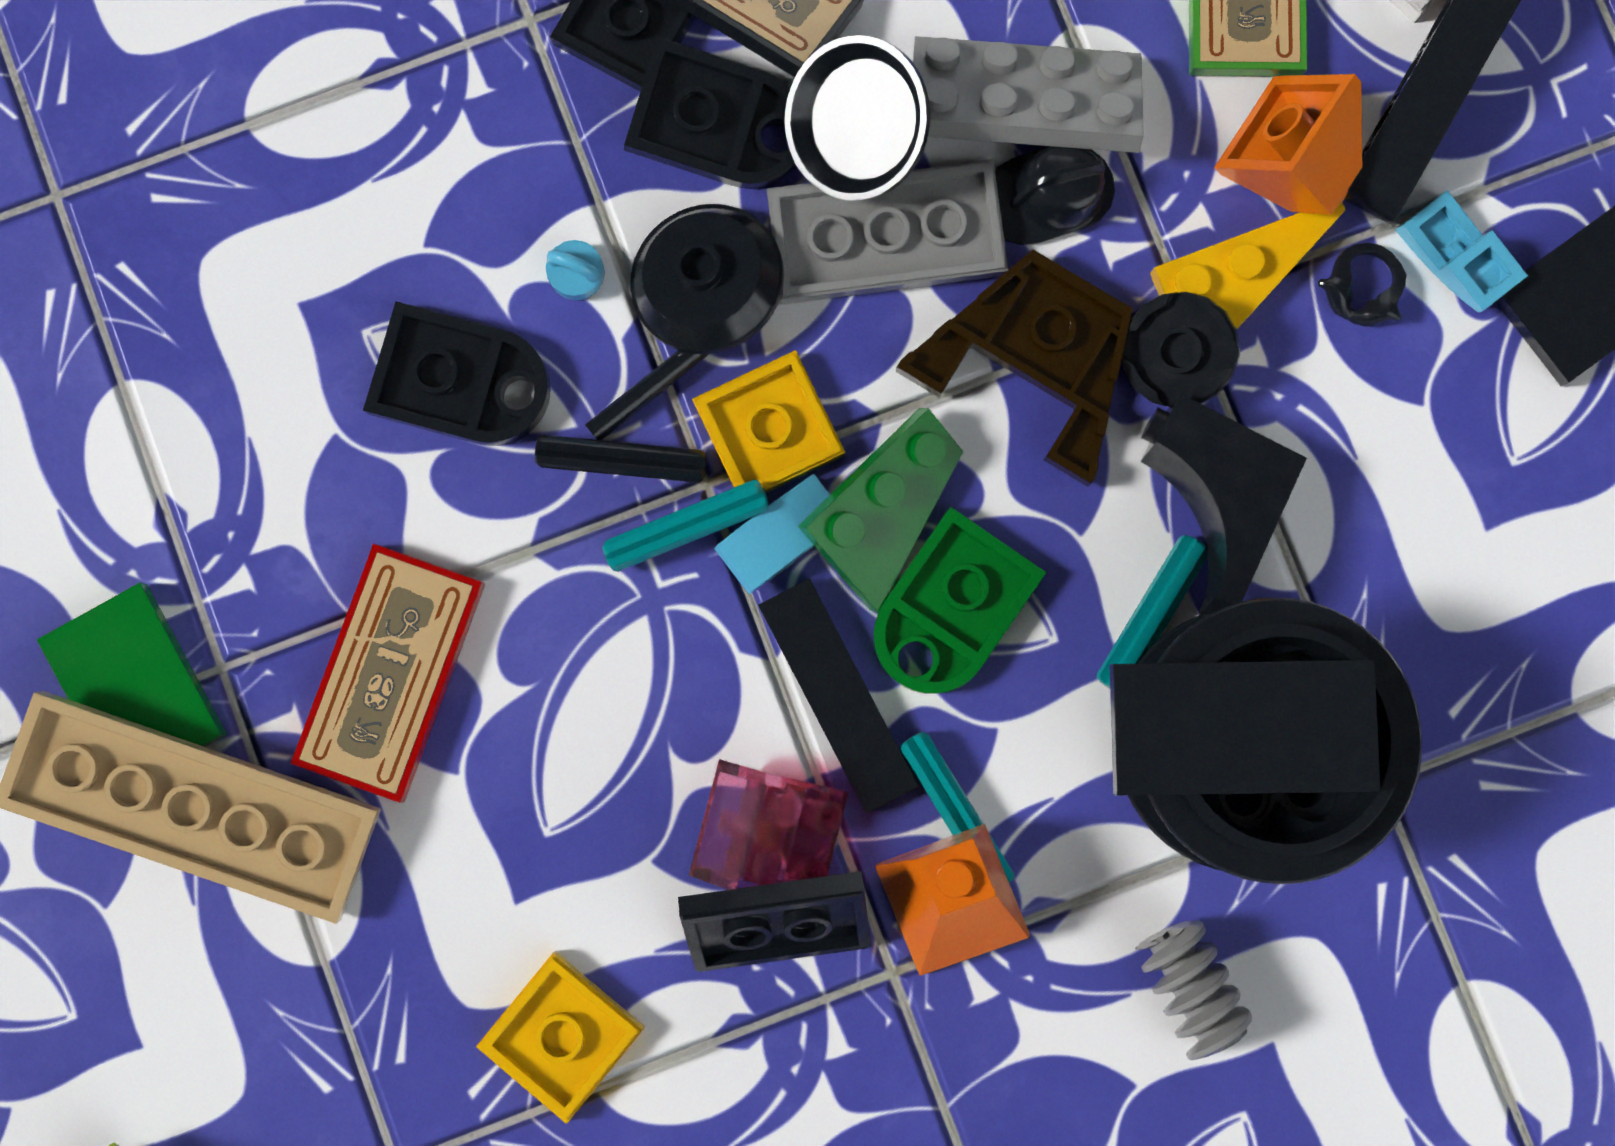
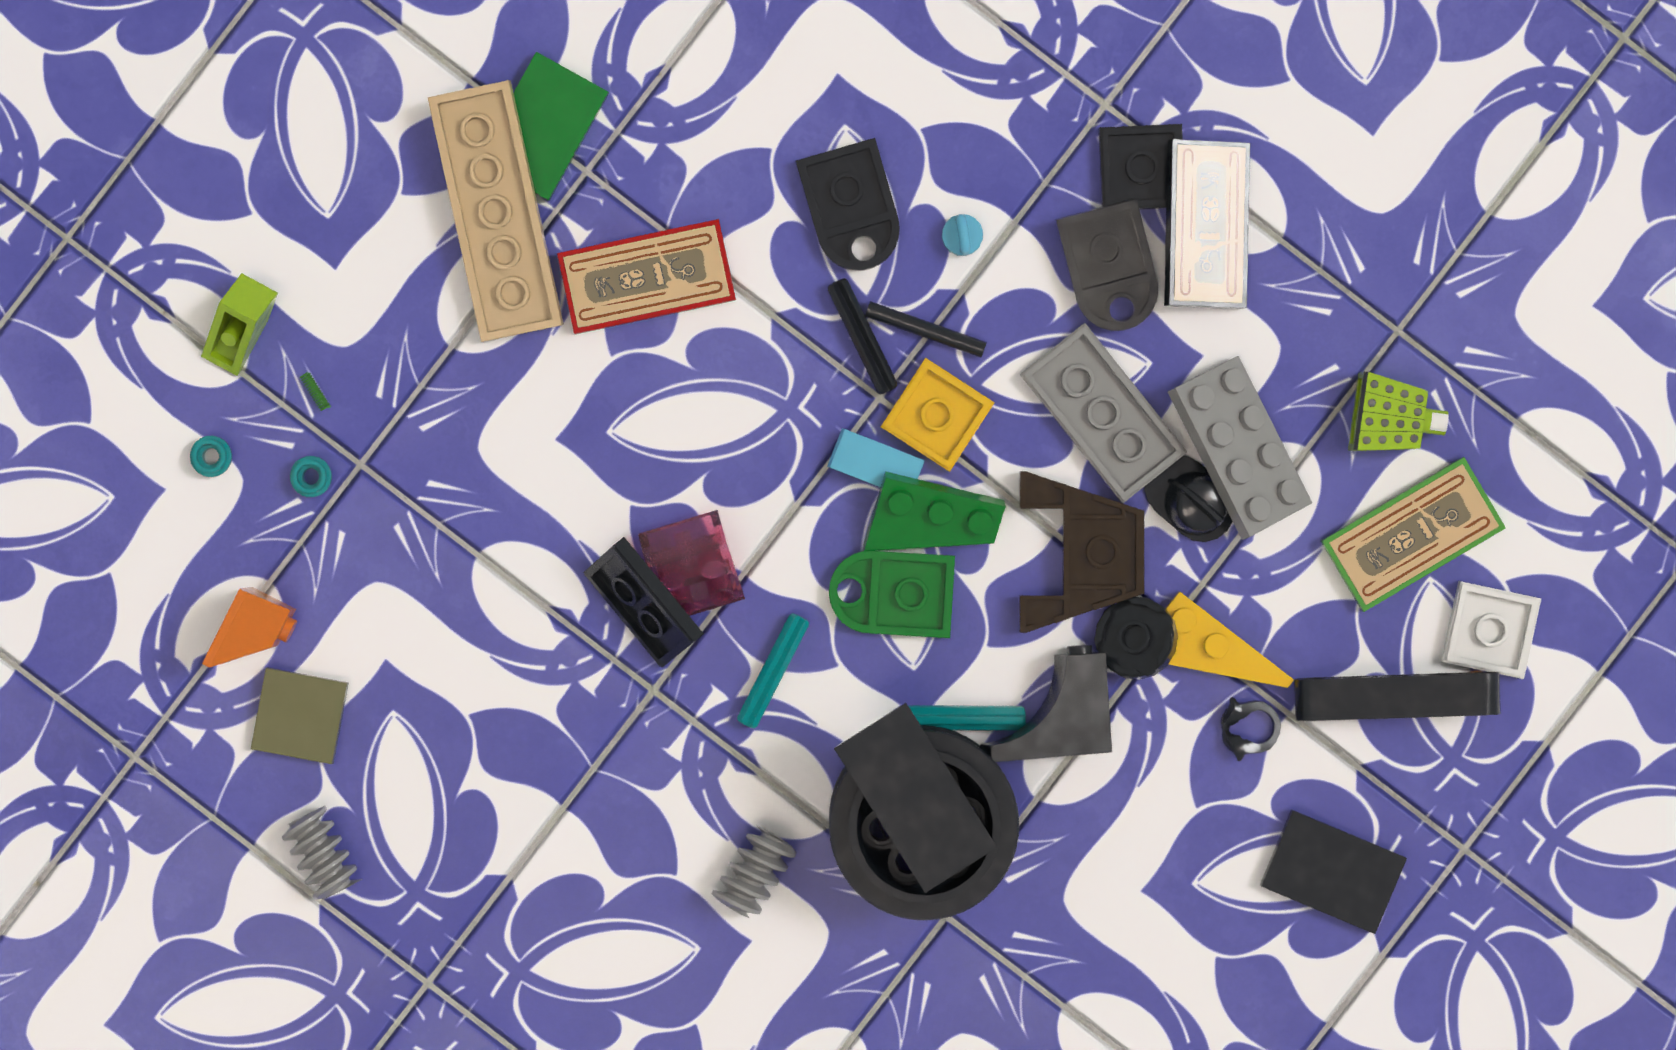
camera: 55 degrees right, 5 degrees up
(560, 1037) = (495, 515): yellow tile -> none
(685, 525) = (845, 402): teal axle -> none
(707, 279) = (1005, 320): black piece -> none
(838, 695) = (799, 557): black tile -> none
(857, 118) = (1155, 355): piece -> none
(952, 900) = (718, 699): orange slope -> none
(1300, 142) = (1309, 633): orange slope -> none
(1457, 253) = (1304, 774): medium azure slope -> none

